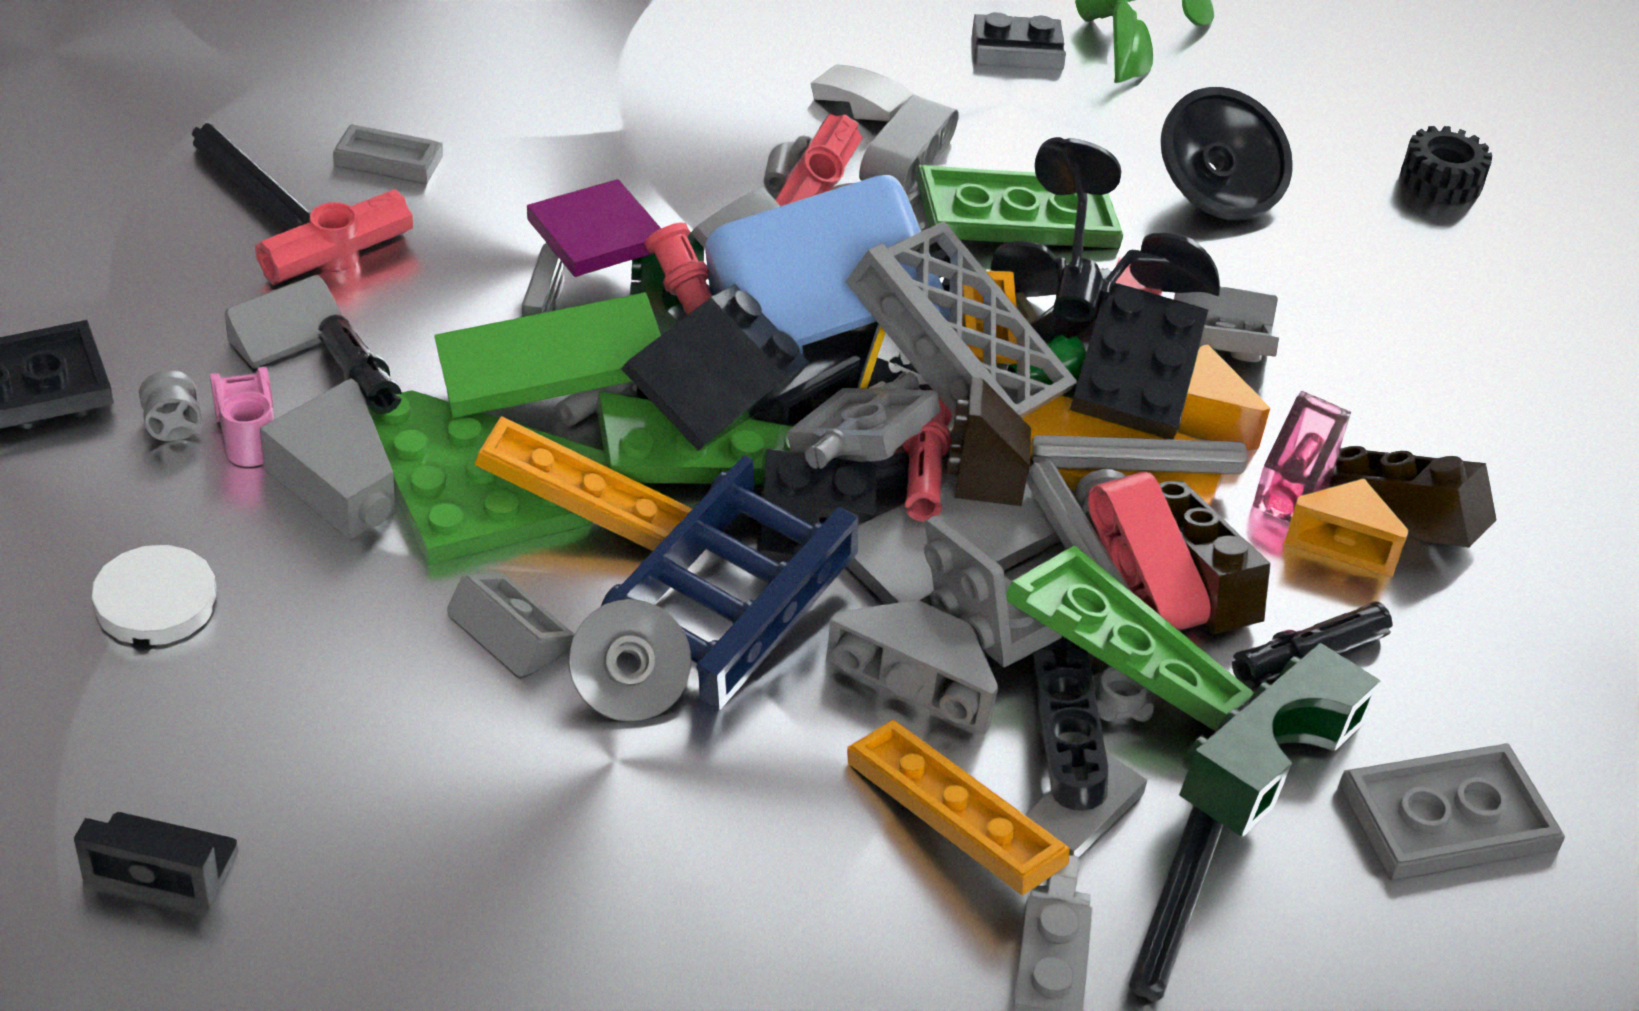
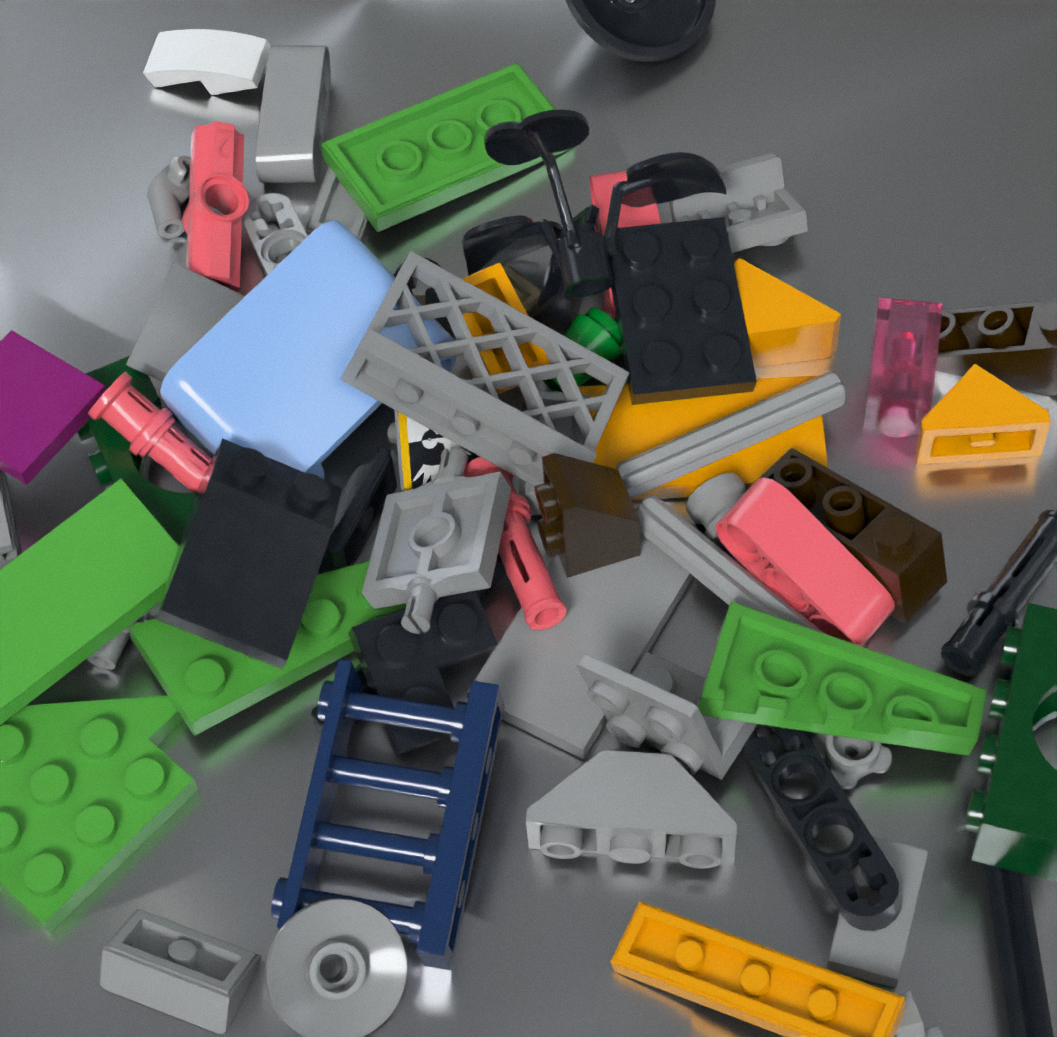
camera: 15 degrees left, 15 degrees up
(579, 484) = (179, 763): light orange tile -> none

